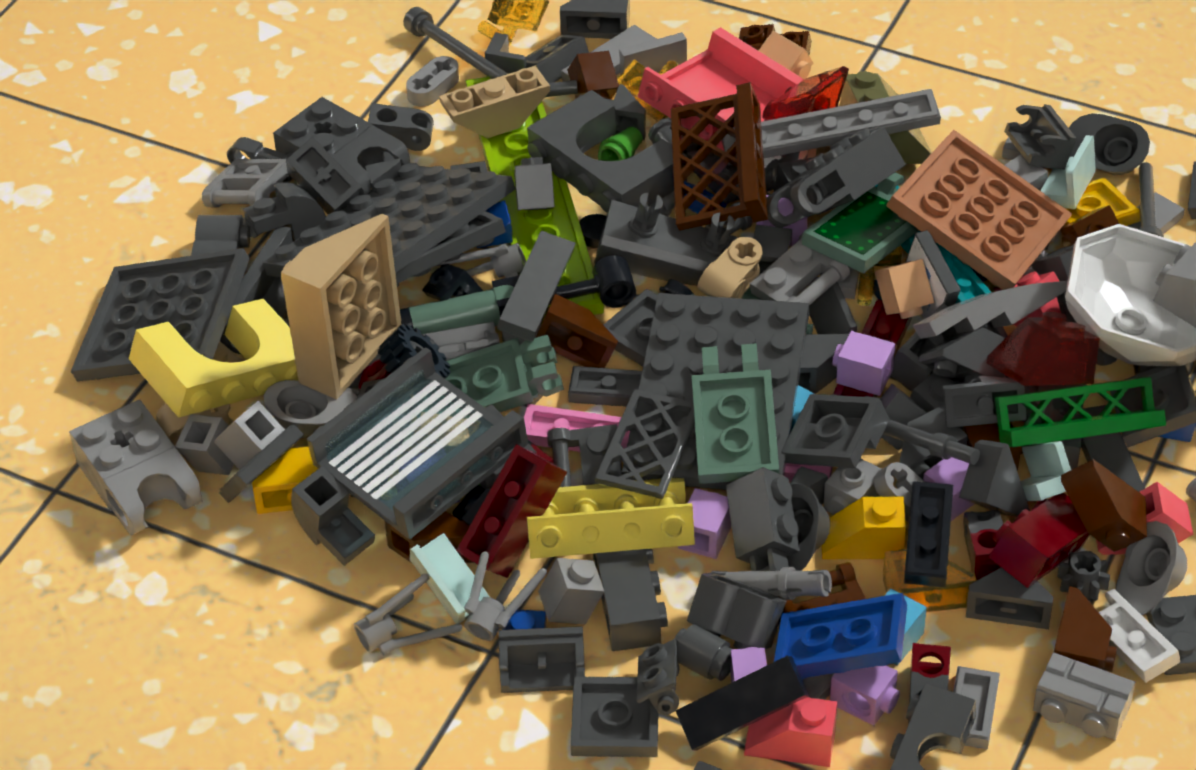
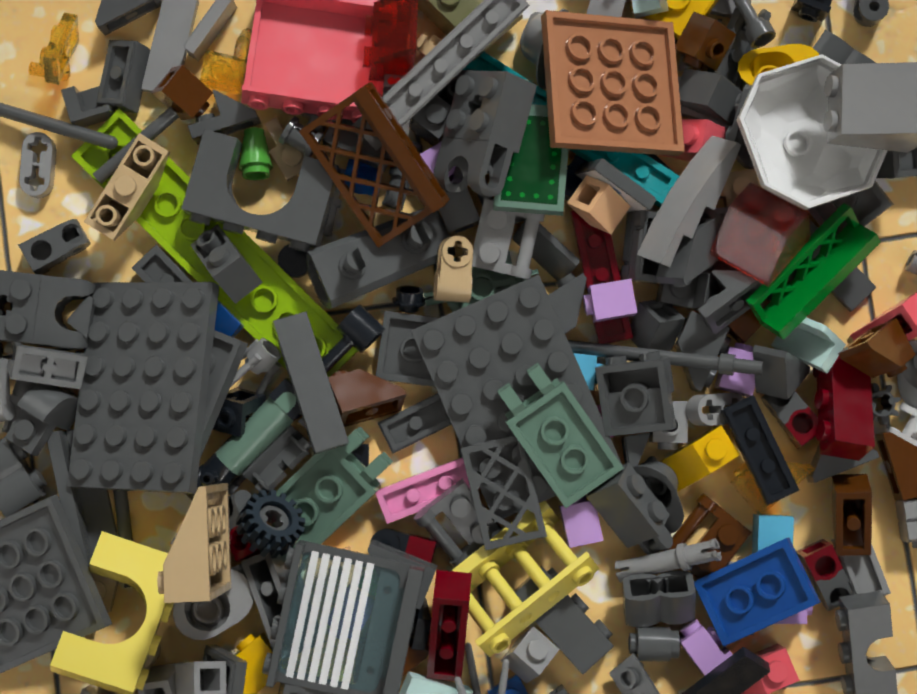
camera: 30 degrees left, 40 degrees up
(991, 640) = (852, 514): none -> reddish brown slope

